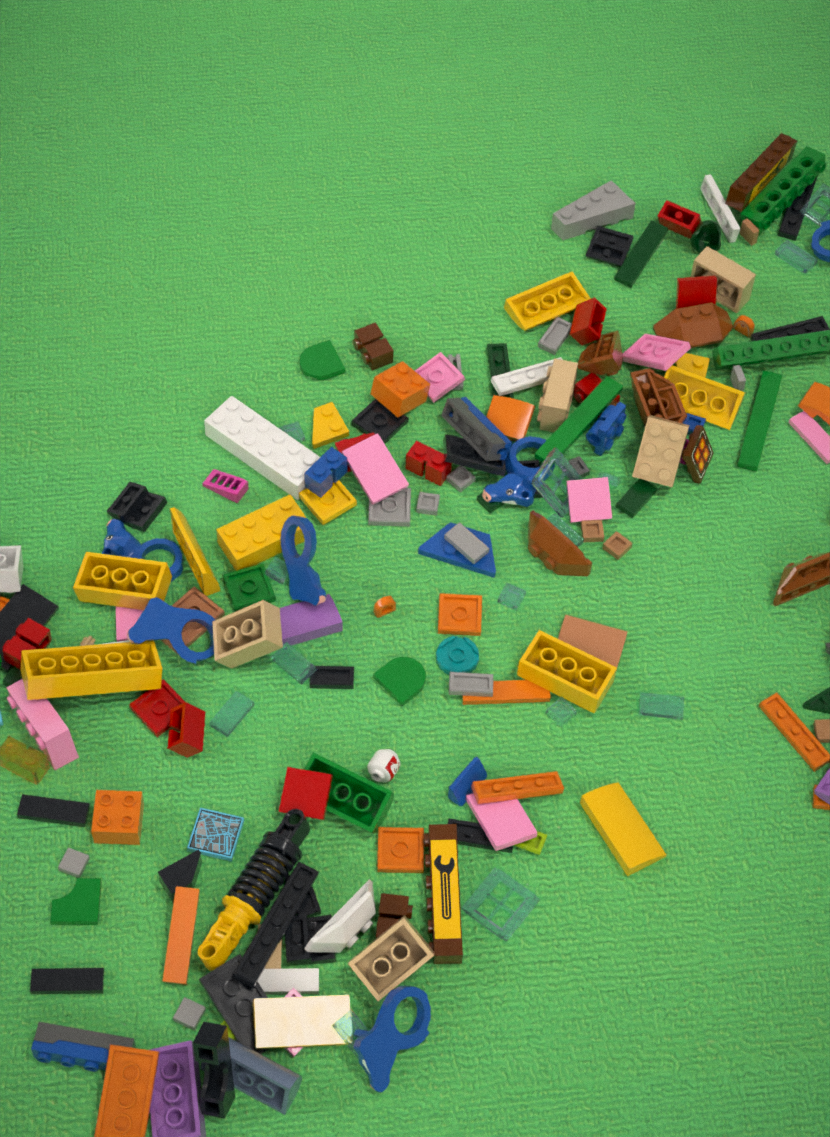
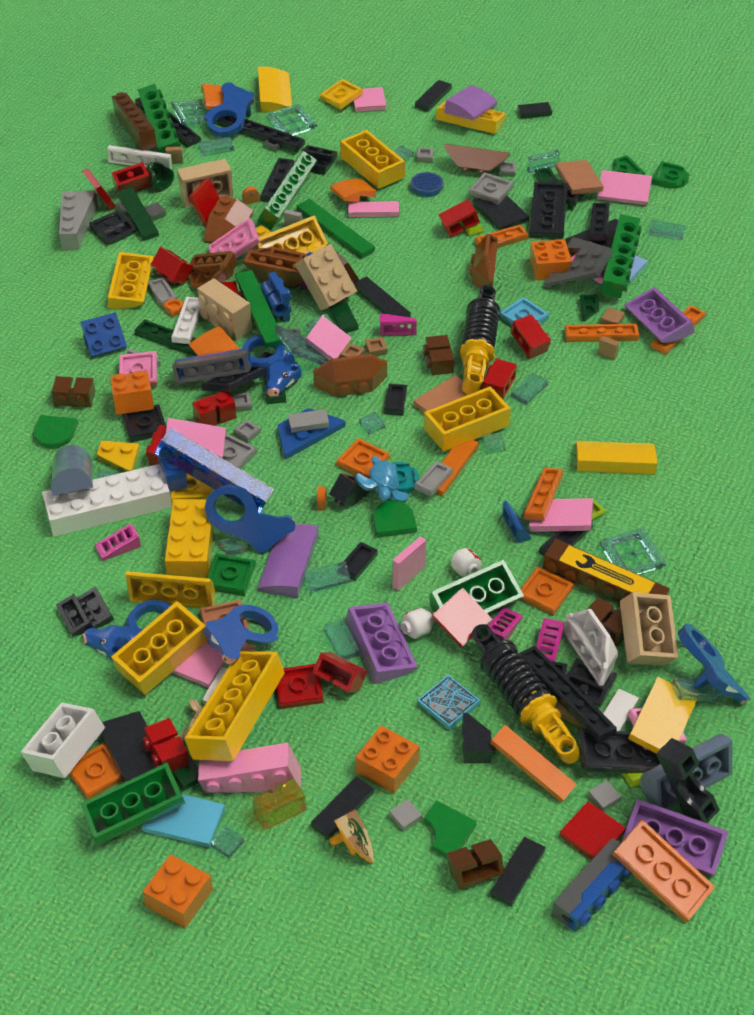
camera: 55 degrees left, 10 degrees down
(24, 833) = (354, 836): none -> shield
(47, 941) = (475, 865): none -> reddish brown piece
(145, 1020) = (591, 830): none -> red tile
(247, 634) = (286, 584): tan brick -> none
(248, 744) = (380, 641): none -> medium lavender slope
(268, 402) = (71, 470): none -> sand blue brick
(283, 758) = (417, 623): none -> white head
(324, 842) = (506, 632): none -> dark pink slope
(334, 875) = (552, 629): none -> dark pink slope
(336, 505) = (210, 467): none -> clear blue brick
(343, 717) = (409, 563): none -> bright pink tile
(410, 623) = (347, 490): none -> black slope
(433, 643) = (383, 480): none -> dark azure animal
(457, 325) = (103, 335): none -> blue plate
(542, 354) = (173, 307): none -> orange tile
(558, 599) = (396, 399): none -> black tile
(642, 204) = (99, 189): none -> red tile
(642, 603) = (439, 355): none -> reddish brown piece
(648, 672) = (500, 377): none -> red brick
(654, 544) = (387, 328): none -> dark pink slope
(659, 264) = (155, 211): none -> flat silver tile
(686, 515) = (380, 298): none -> black tile
(687, 624) = (479, 338): none -> piece
(729, 668) = (530, 336): none -> red brick
(764, 649) = (523, 308): none -> medium azure tile
(771, 747) = (608, 347): none -> medium nougat tile

